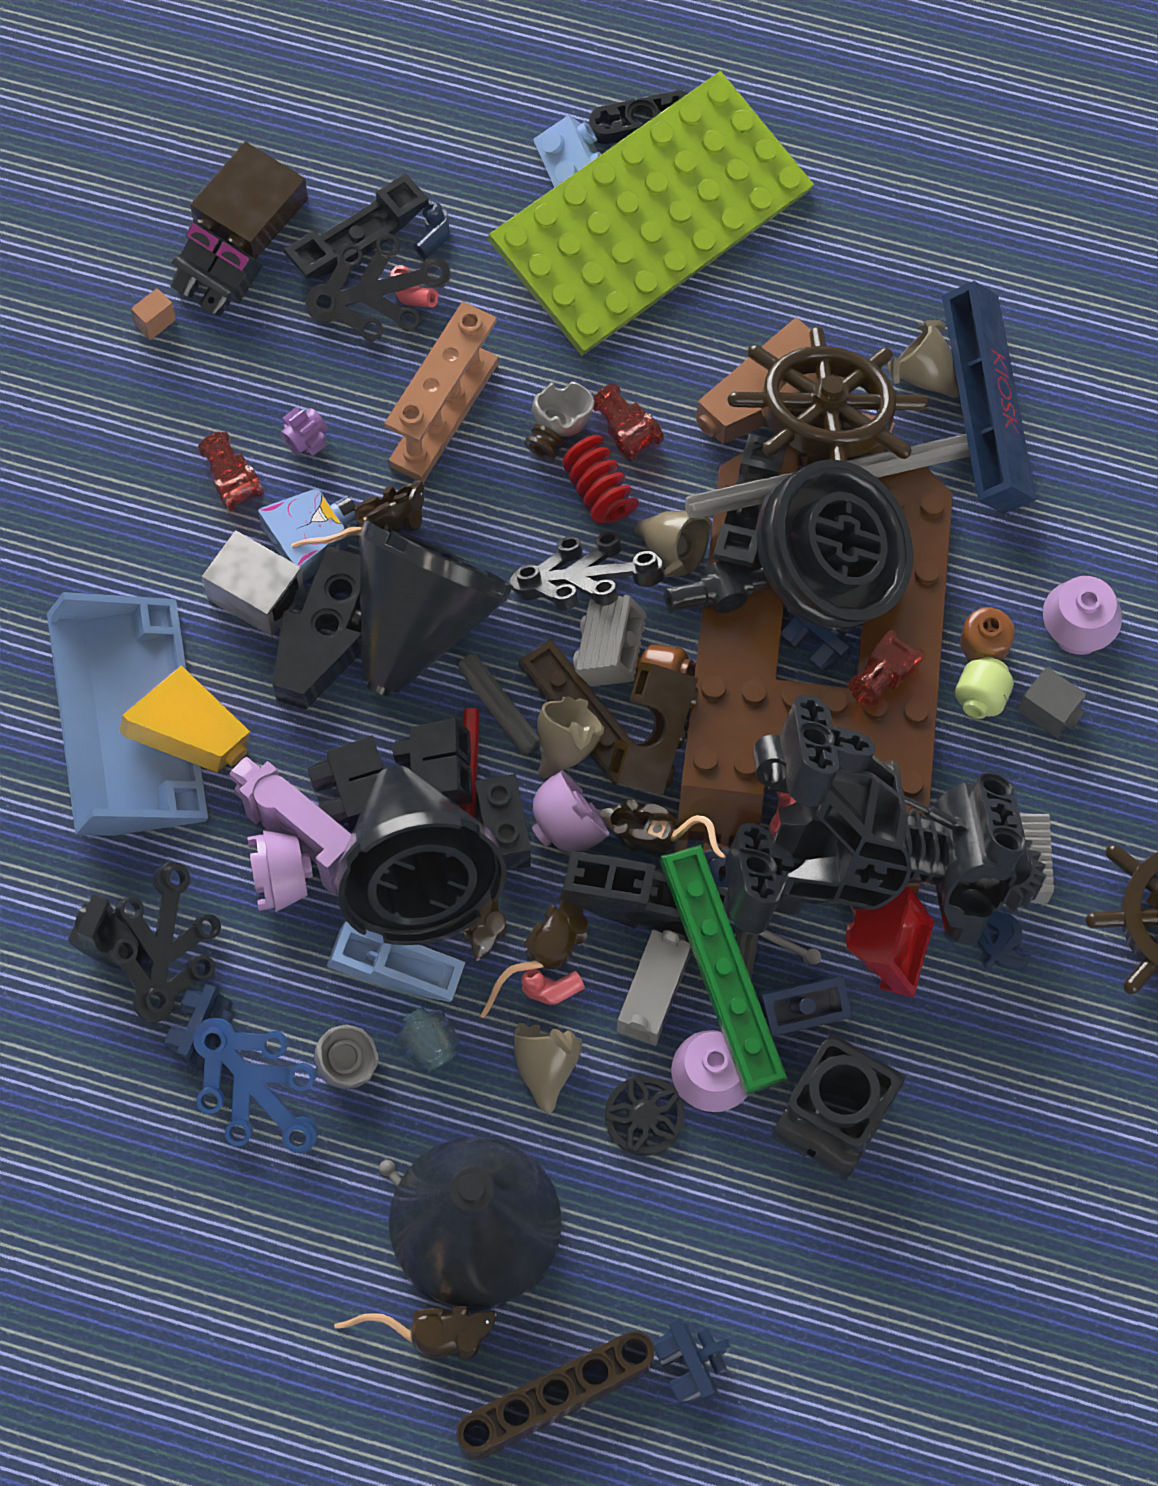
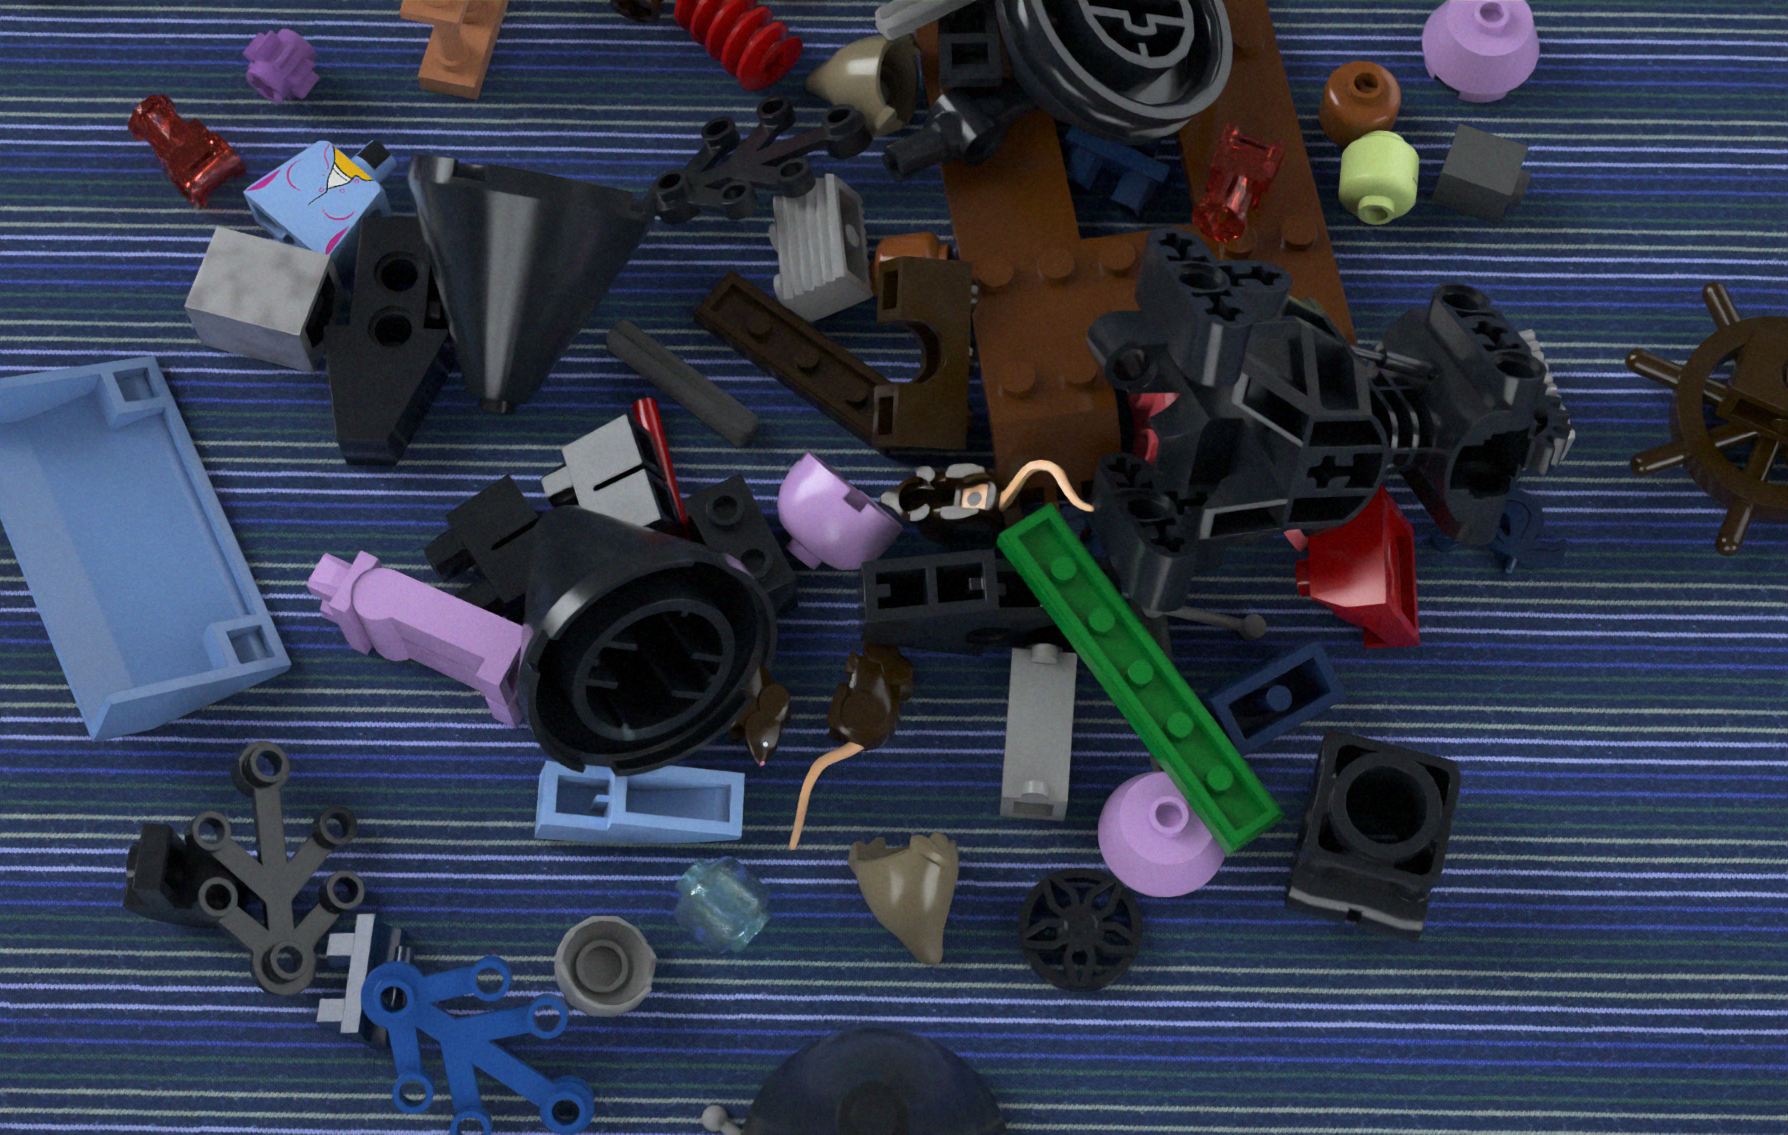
camera: 15 degrees left, 0 degrees up
(187, 723) = (220, 530): yellow slope -> none
(279, 869) = (422, 710): lavender cone -> none
(392, 509) = (456, 135): dark brown animal -> none
(549, 991) = (880, 782): coral arm -> none
(566, 734) = (797, 399): dark tan hat -> none

